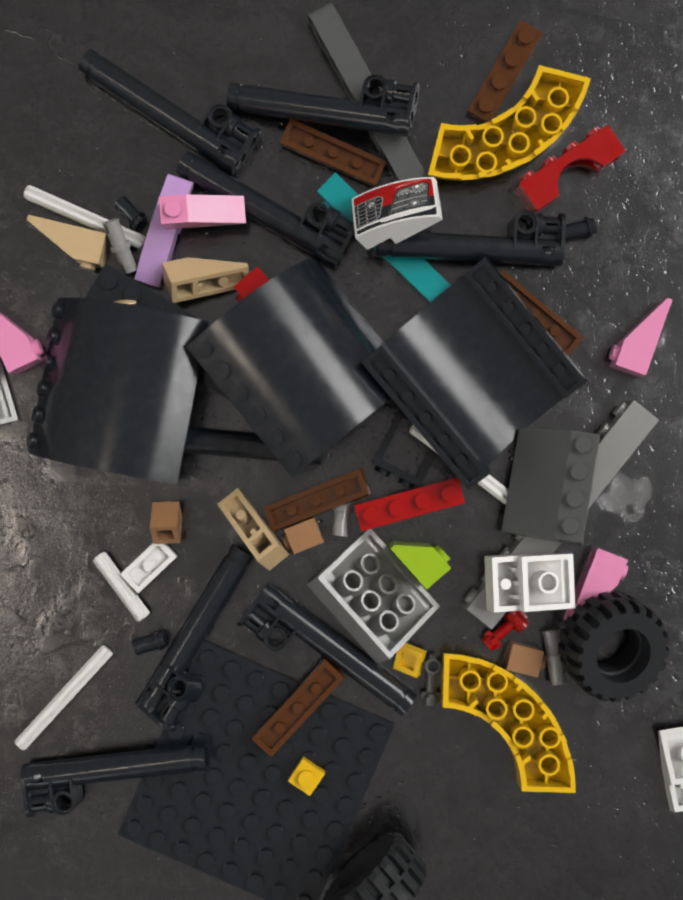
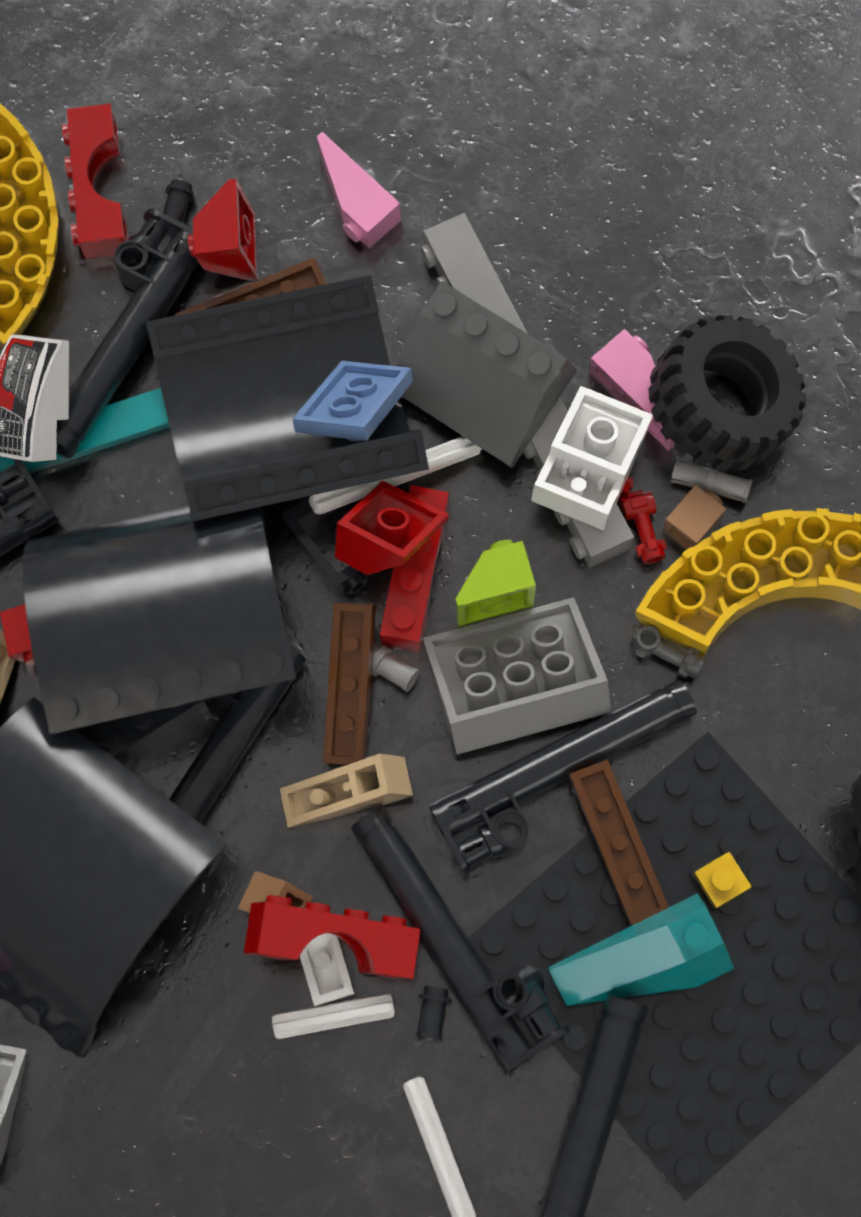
camera: 60 degrees left, 15 degrees down
(145, 543) = (284, 931): none -> red arch
(242, 758) = (654, 956): none -> teal wedge
(302, 536) = (388, 726): medium nougat brick -> none
(409, 660) = (626, 667): yellow plate -> none
(418, 481) = (385, 529): none -> red slope
(494, 415) = (353, 400): none -> medium blue plate
(570, 274) = (226, 234): none -> red slope
(626, 492) = (541, 298): clear plate -> none

